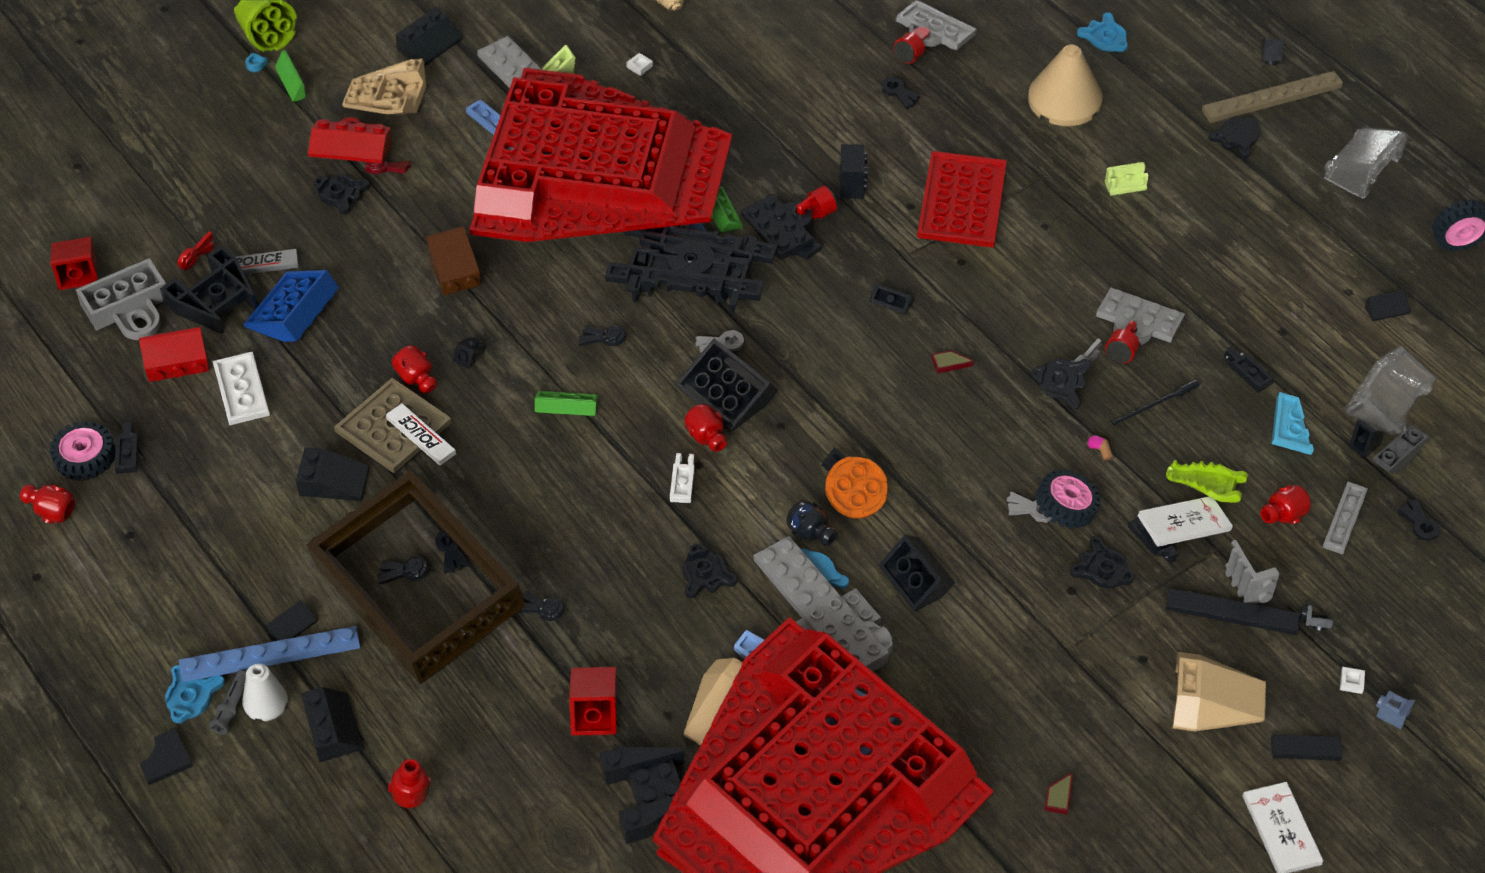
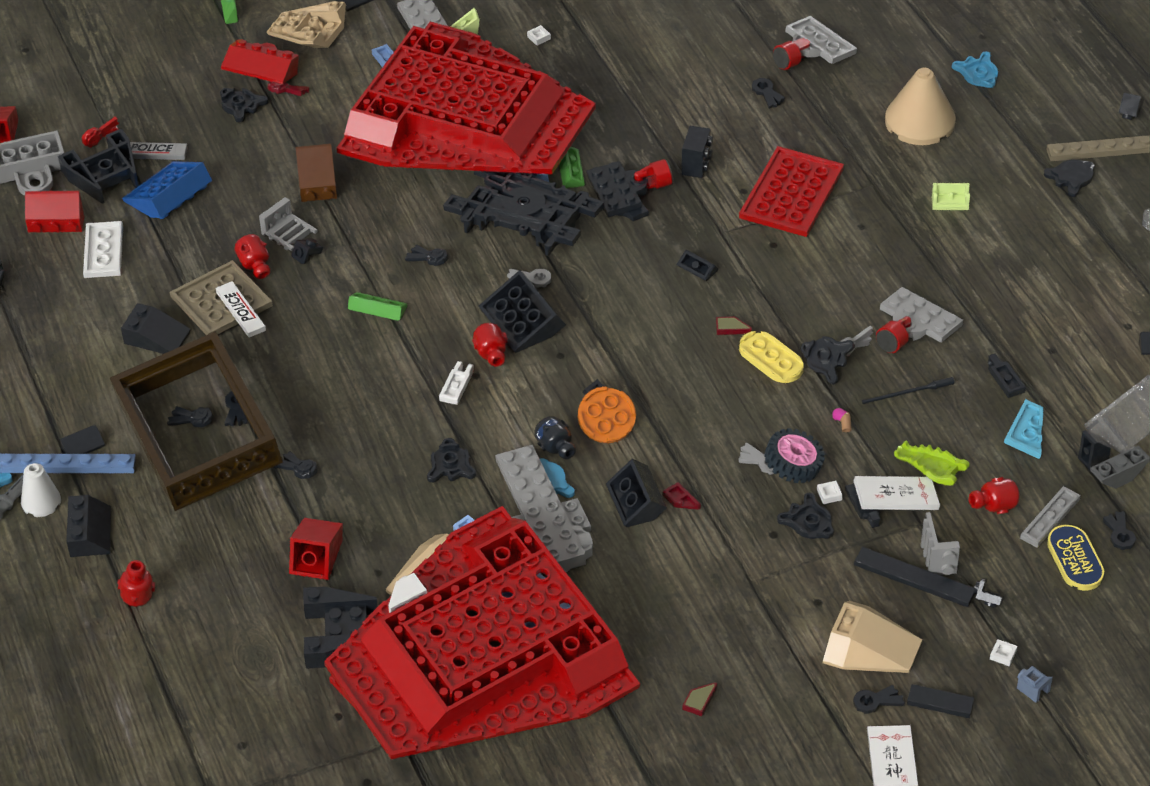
camera: 15 degrees right, 5 degrees down
(429, 320) = (279, 219): none -> light grey plate
(722, 741) = (406, 590): none -> white slope
(962, 566) = (680, 497): none -> dark red tile
(1002, 389) = (771, 356): none -> light yellow tile
(1115, 532) = (829, 492): none -> white plate
(1234, 763) = (868, 701): none -> black piece
(1386, 558) = (1075, 557): none -> tile

